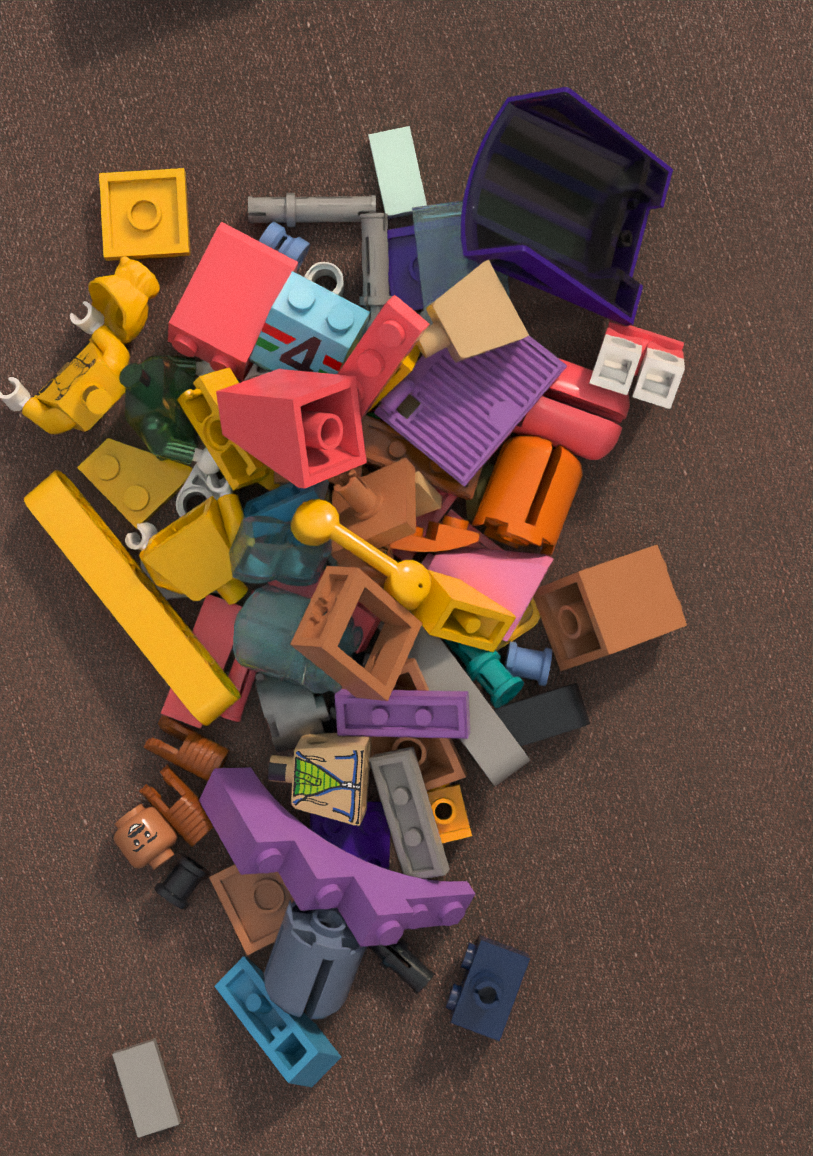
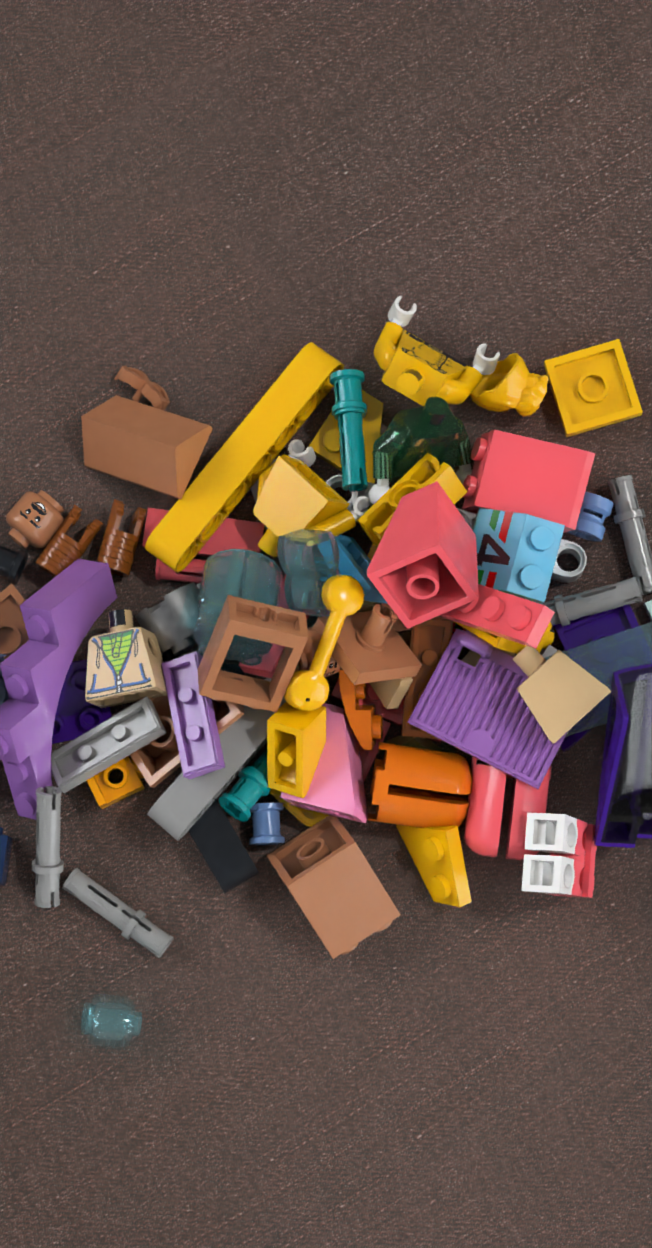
camera: 85 degrees right, 5 degrees down
(33, 682) = (145, 387): none -> nougat piece
(92, 702) = (143, 445): none -> nougat slope
(110, 474) = (349, 411): none -> teal pin
(517, 903) = (47, 863): none -> light grey pin
(585, 840) = (130, 922): none -> light grey pin
(611, 491) = (439, 861): none -> yellow wing
(697, 873) = (110, 1021): none -> clear light blue head

